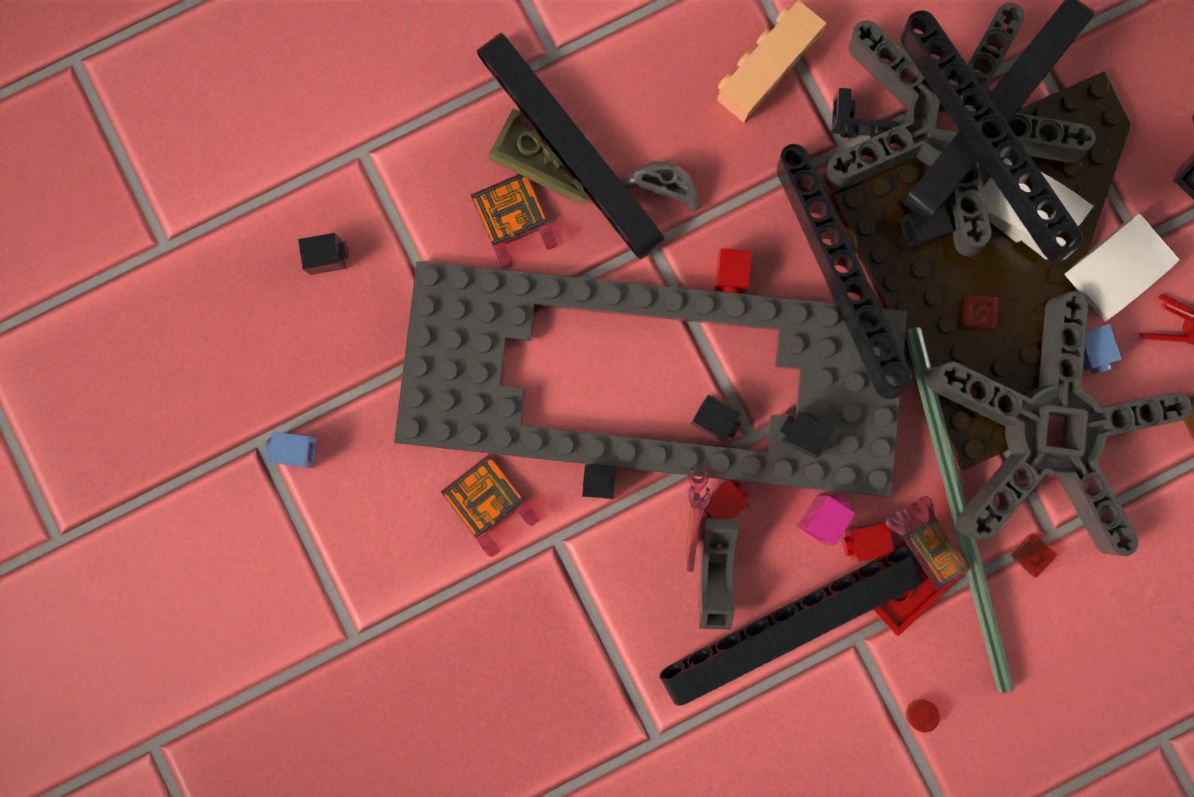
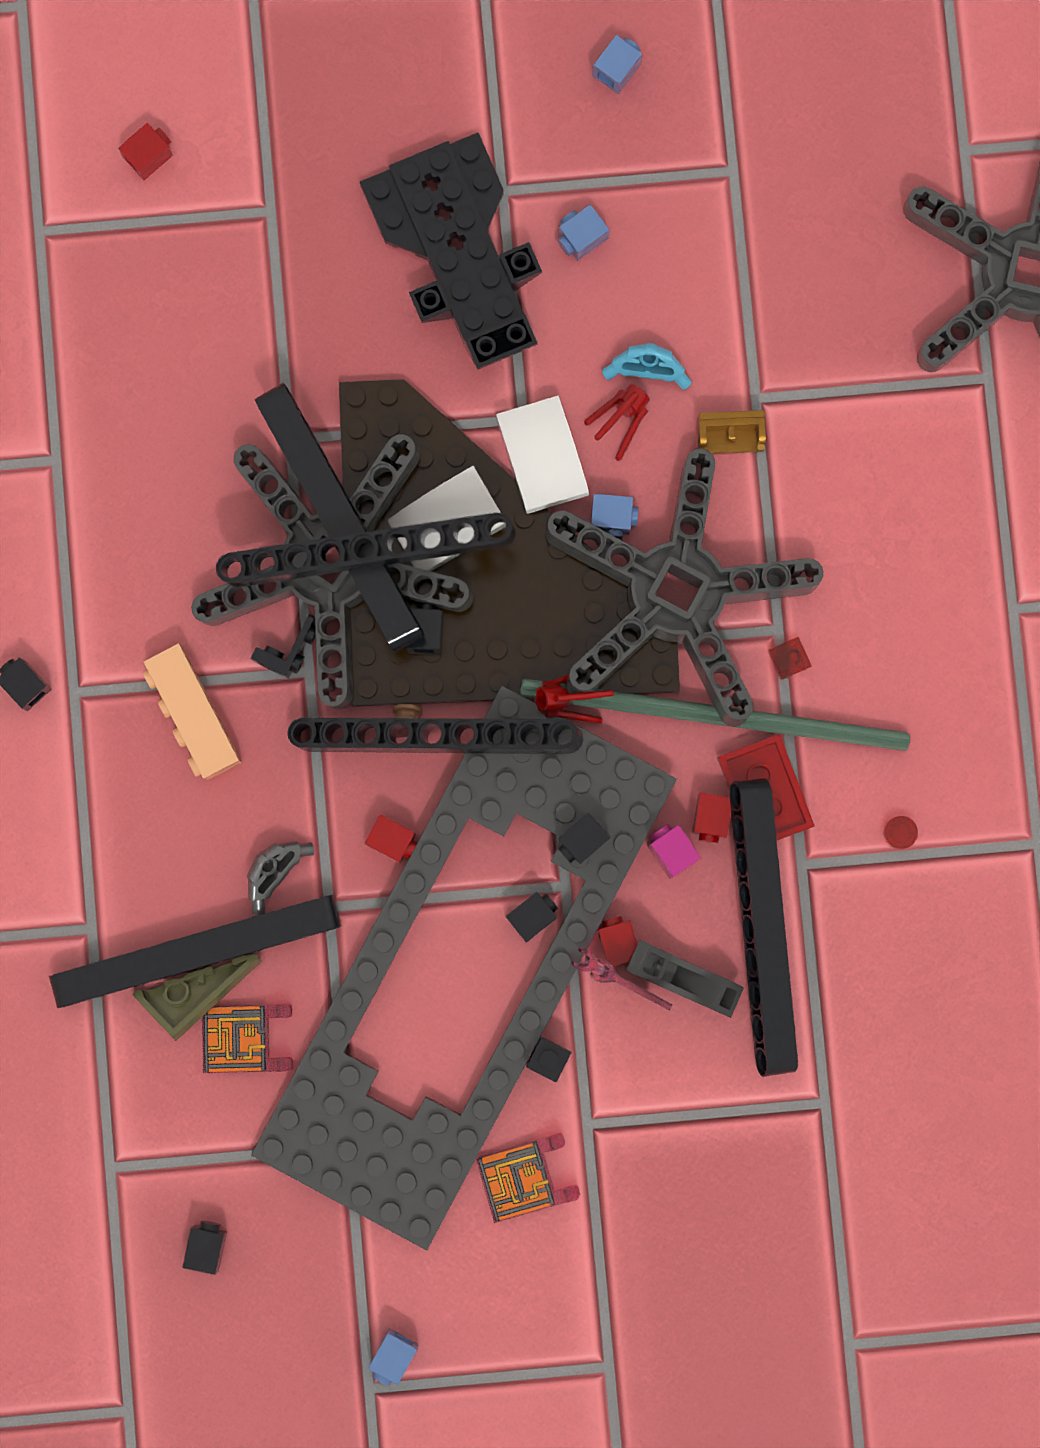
camera: 70 degrees left, 0 degrees up
(919, 359) = (553, 698): none -> red plant
(929, 543) = (737, 760): flag -> none
(980, 312) = (531, 612): clear red tile -> none

